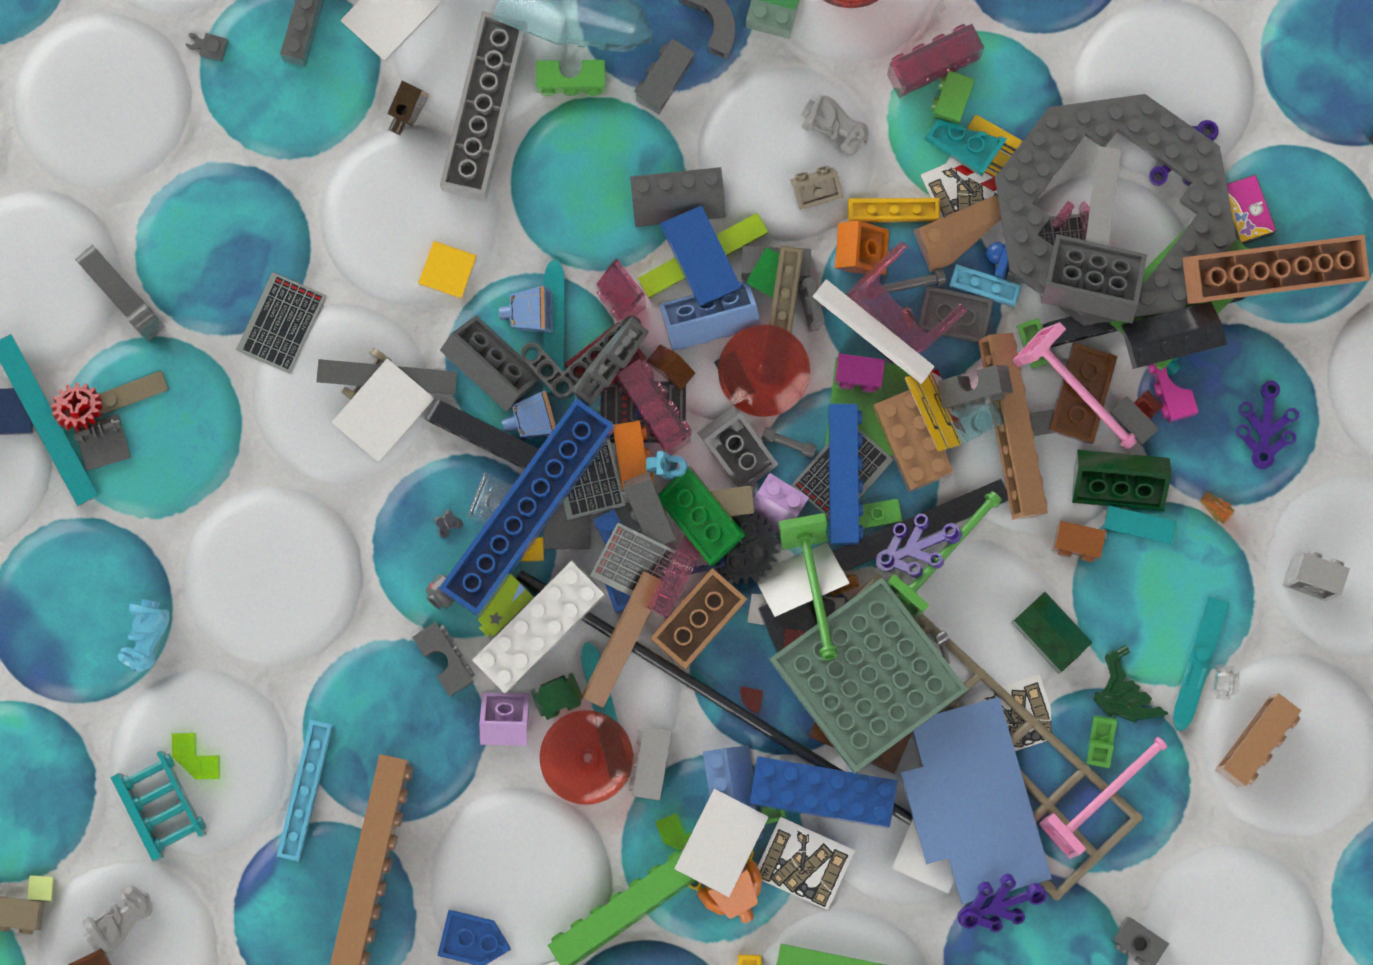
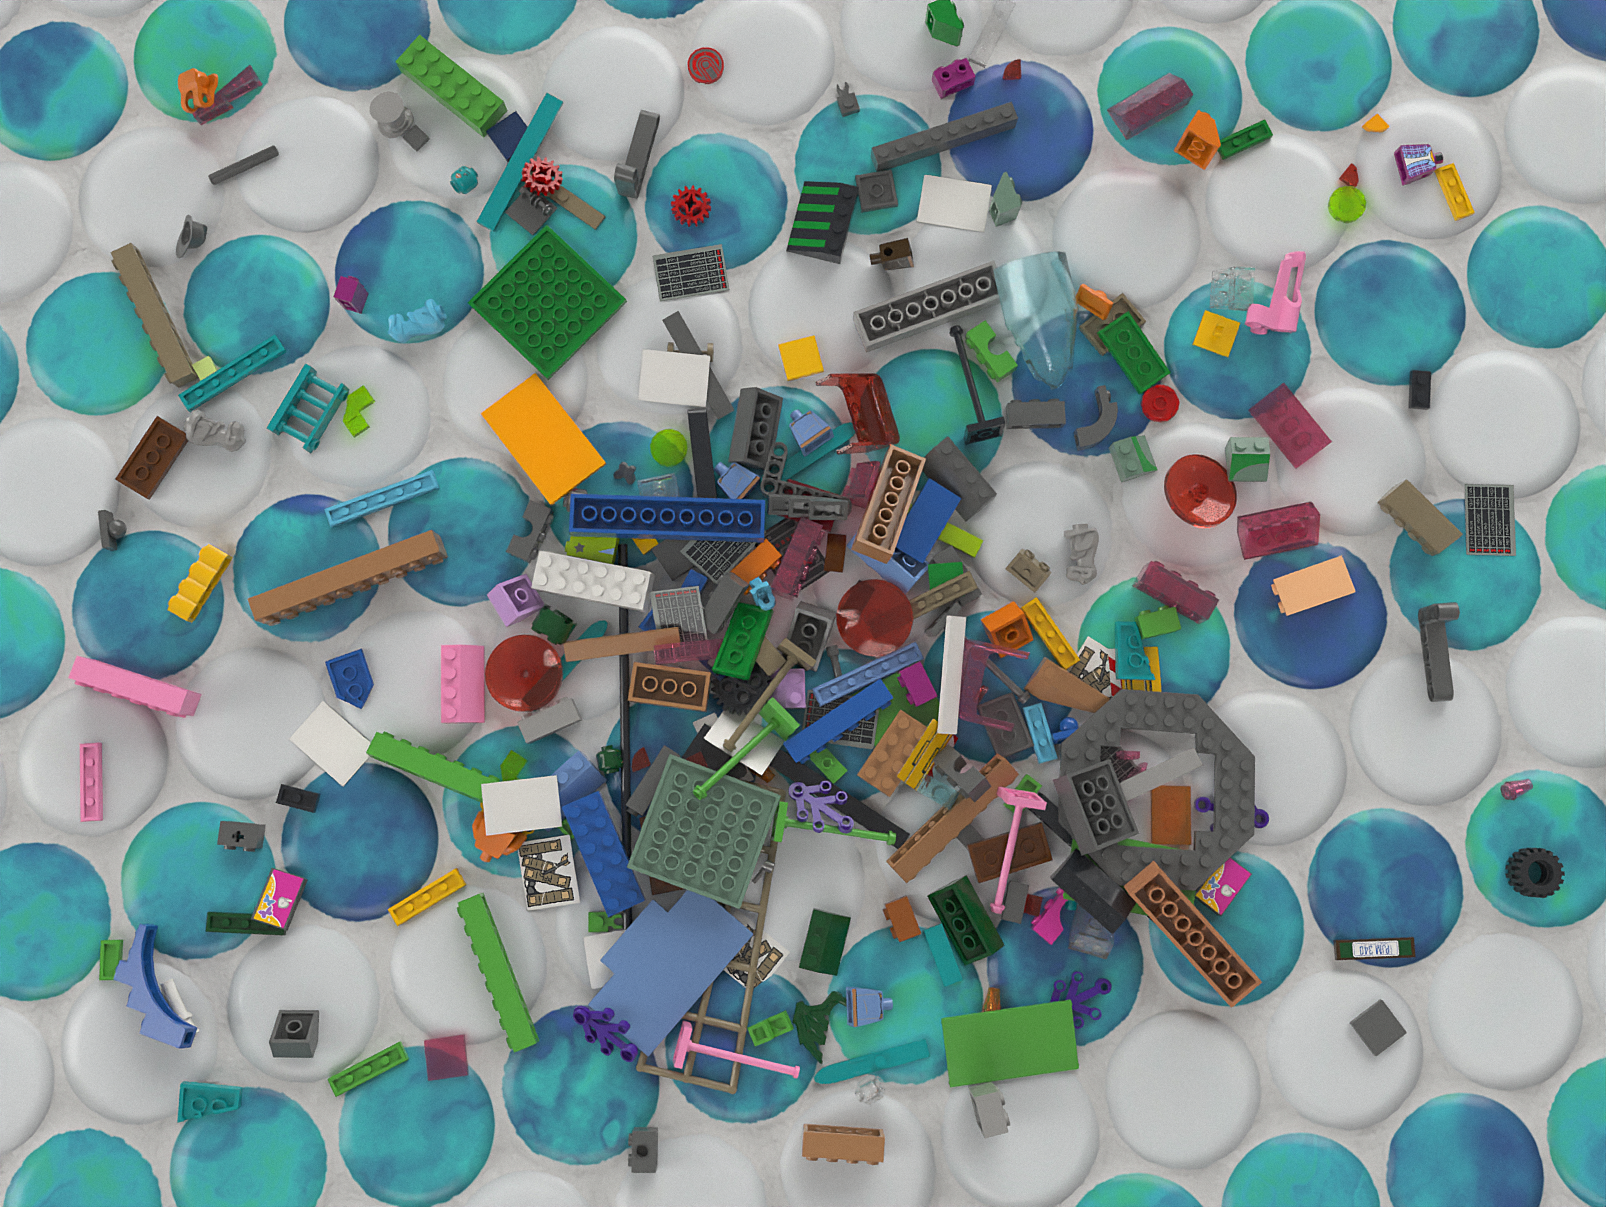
camera: 55 degrees right, 0 degrees up
(23, 489) = (464, 180): none -> teal head
(65, 862) = (232, 373): none -> teal plate
(68, 683) = (351, 294): none -> magenta brick
(71, 163) = (705, 65): none -> tile
(206, 282) = (684, 201): none -> red gear
(213, 488) = (547, 302): none -> green plate
(319, 153) = (823, 220): none -> black slope
(324, 79) = (876, 191): none -> dark grey tile
(355, 583) = (543, 439): none -> light orange piece
(450, 463) = (668, 447): none -> clear neon green tile
(549, 238) = (868, 411): none -> clear red windscreen
(555, 827) = (462, 684): none -> bright pink slope
(646, 136) = (983, 429): none -> black tile
(663, 279) = (888, 504): none -> medium nougat brick
(730, 728) = (609, 759): none -> dark green head
(752, 473) = (794, 656): none -> dark tan tile
(782, 701) = (646, 789): none -> dark grey brick
(815, 415) = (867, 674): none -> medium blue tile
(887, 842) = (600, 922): none -> bright green plate
(1140, 632) = (865, 1006): none -> medium blue torso
(1148, 213) = (1171, 815): none -> clear orange tile
(1212, 368) = (1089, 935): none -> clear slope
(1267, 516) = (1010, 1043): none -> bright green piece

